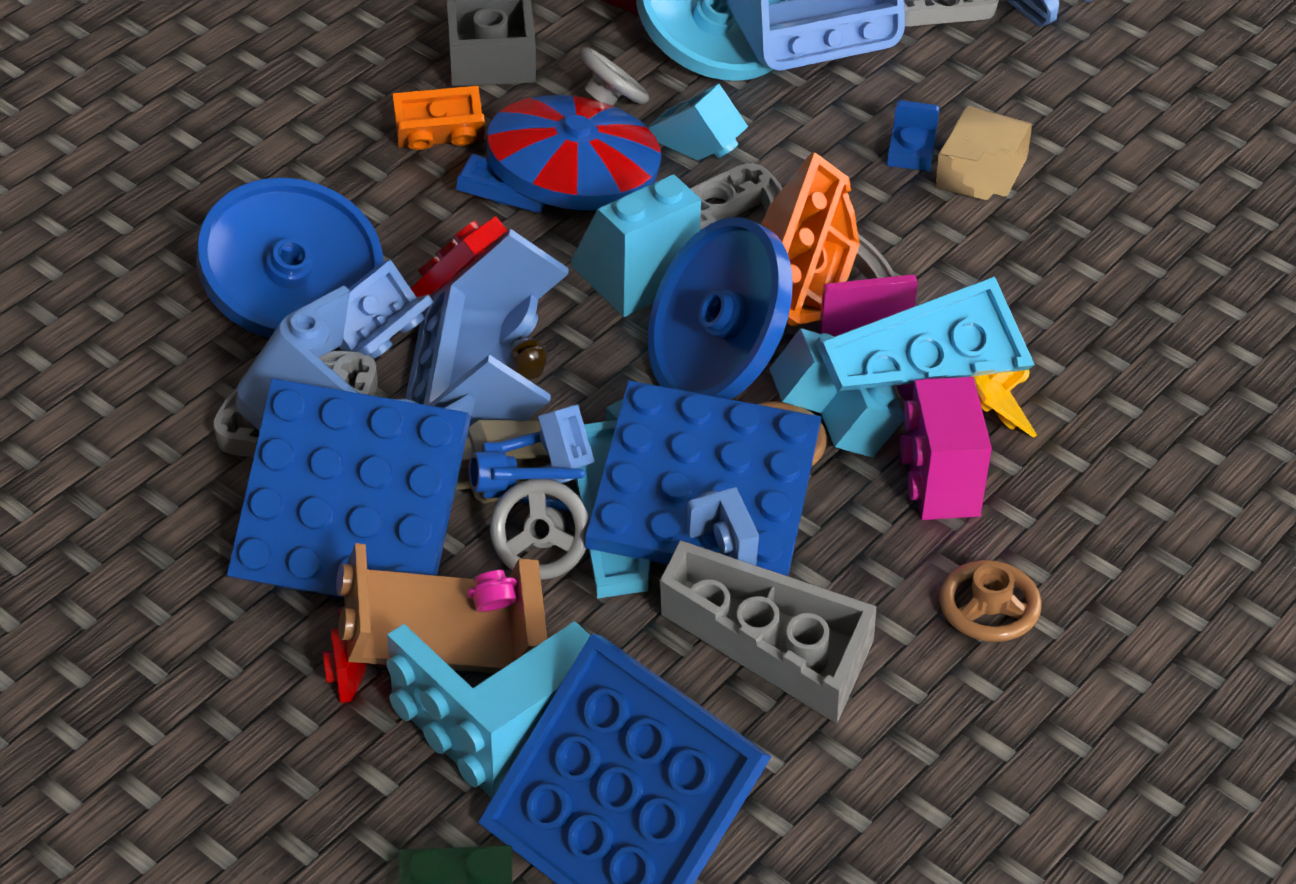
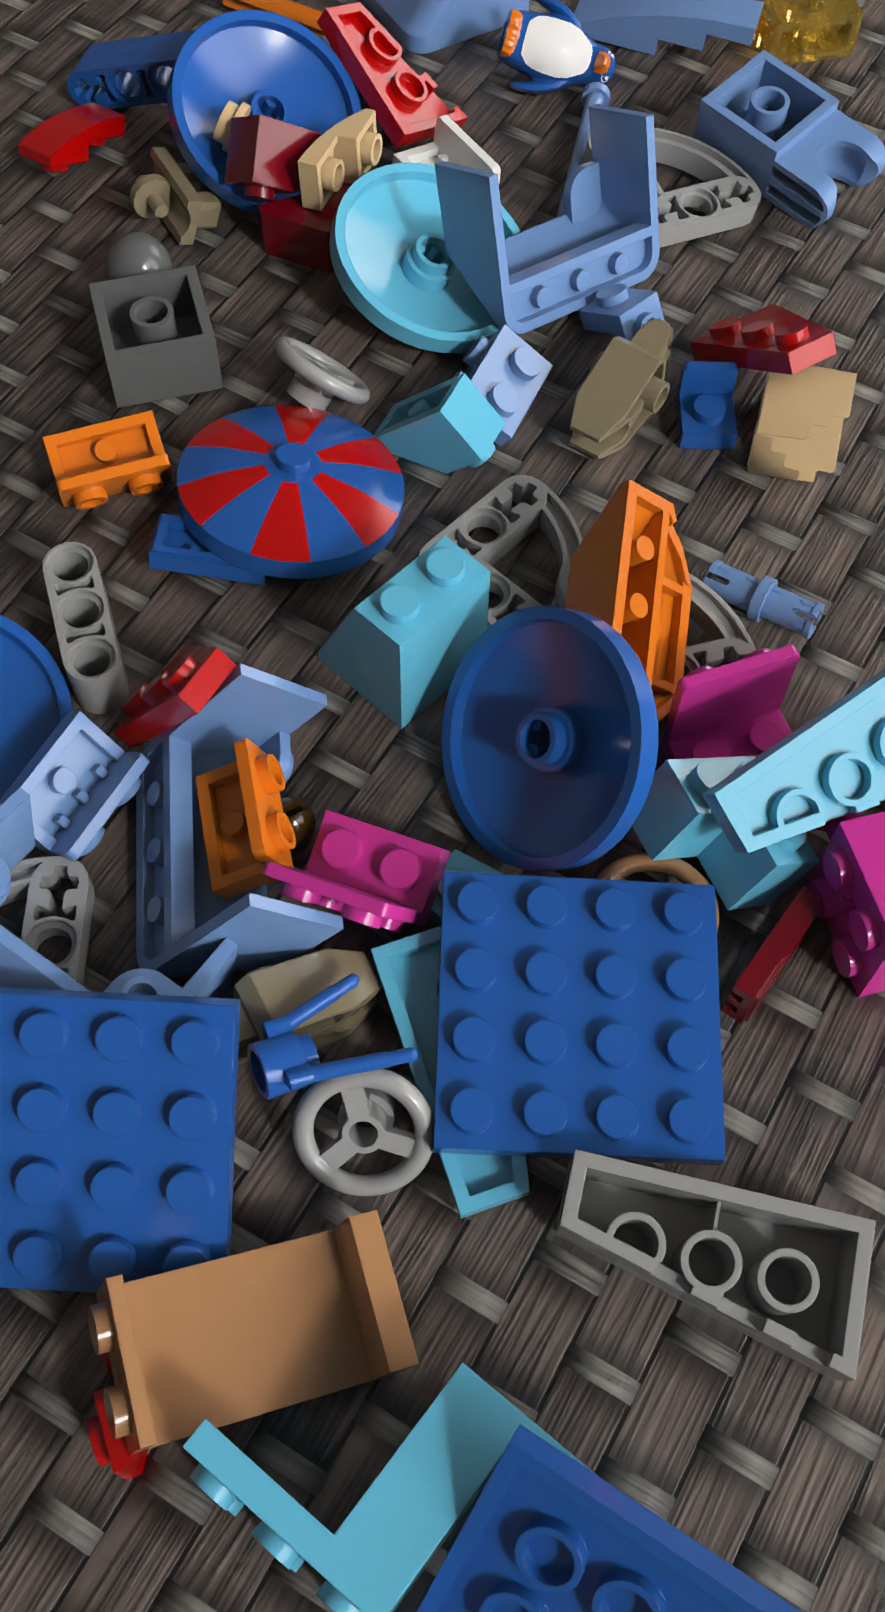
camera: 10 degrees left, 15 degrees up
(402, 217) = (85, 628): none -> light grey beam
(493, 591) = (320, 1275): dark pink plate -> none
(497, 333) = (244, 820): none -> orange bracket
(565, 439) = (378, 1000): medium blue bracket -> none
(575, 381) = (366, 874): none -> dark pink bracket
(728, 519) = (650, 1120): medium blue bracket -> none
(758, 98) = (507, 375): none -> bracket
(847, 115) = (622, 390): none -> dark tan hinge
(860, 477) = (773, 955): none -> dark red tile
(870, 70) = (621, 310): none -> medium blue bracket
(921, 264) = (764, 599): none -> medium blue pin
(964, 93) = (766, 341): none -> red wing

